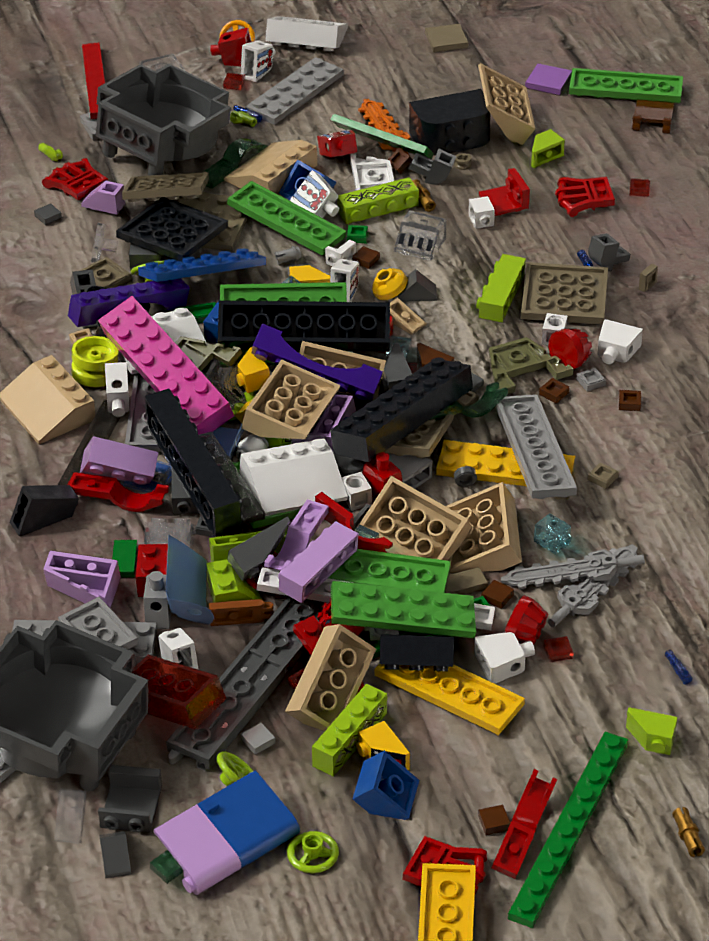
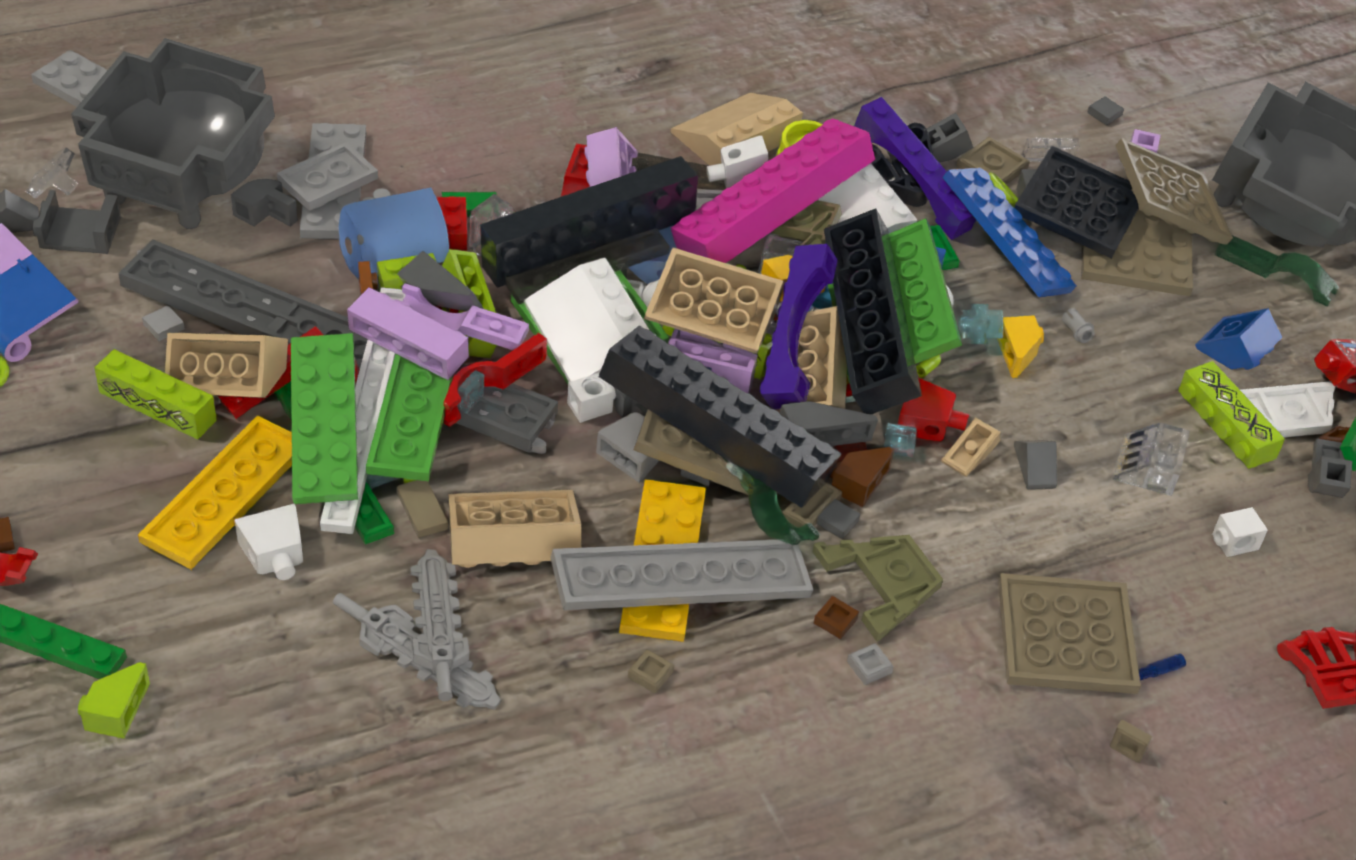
camera: 80 degrees right, 5 degrees up
(42, 506) = (543, 129): black slope -> none
(49, 151) = (1230, 106): lime arm -> none
(75, 186) = (1179, 136): red plate -> none
(82, 576) = (420, 162): lavender wedge -> none
(178, 648) = (290, 243): white torso -> none
(179, 691) = (214, 230): clear red brick -> none
(232, 767) = (88, 297): lime piece -> none
(273, 164) = (1297, 314): tan slope -> none
(286, 217) = (1151, 317): bright green plate -> none
(316, 196) = (1202, 337): torso -> none
(345, 252) = (1089, 379): white bracket -> none
(347, 272) = (1025, 375): white torso -> none
(357, 233) = (1153, 399): green tile -> none
(366, 257) = (1100, 408): reddish brown tile -> none
(379, 471) = (598, 412): red torso -> none
(380, 738) = (124, 427): yellow slope -> none
(386, 787) = (55, 430): blue slope -> none
(389, 283) = (1034, 423): yellow piece -> none
(415, 522) = (500, 439): tan slope -> none
(416, 651) = (264, 443): black slope -> none
(424, 197) = (1264, 466): pearl gold pin -> none
(465, 476) = (627, 508): dark grey tile -> none
(498, 594) = (400, 545): reddish brown tile -> none
(501, 288) = (1056, 552): lime brick -> none
(511, 197) = (1291, 564): red bracket -> none
(527, 620) = (325, 559): red piece -> none
(552, 533) = (505, 596): clear light blue brick -> none
(553, 323) = (970, 615): white brick -> none
(558, 649) = (292, 608): clear red tile -> none
(570, 347) = (917, 626): red piece -> none
(607, 251) = (1166, 681): dark grey brick -> none
(618, 341) = (954, 692): white torso -> none
(629, 400) = (827, 710): reddish brown tile -> none
(678, 667) = (245, 744): clear blue piece -> none

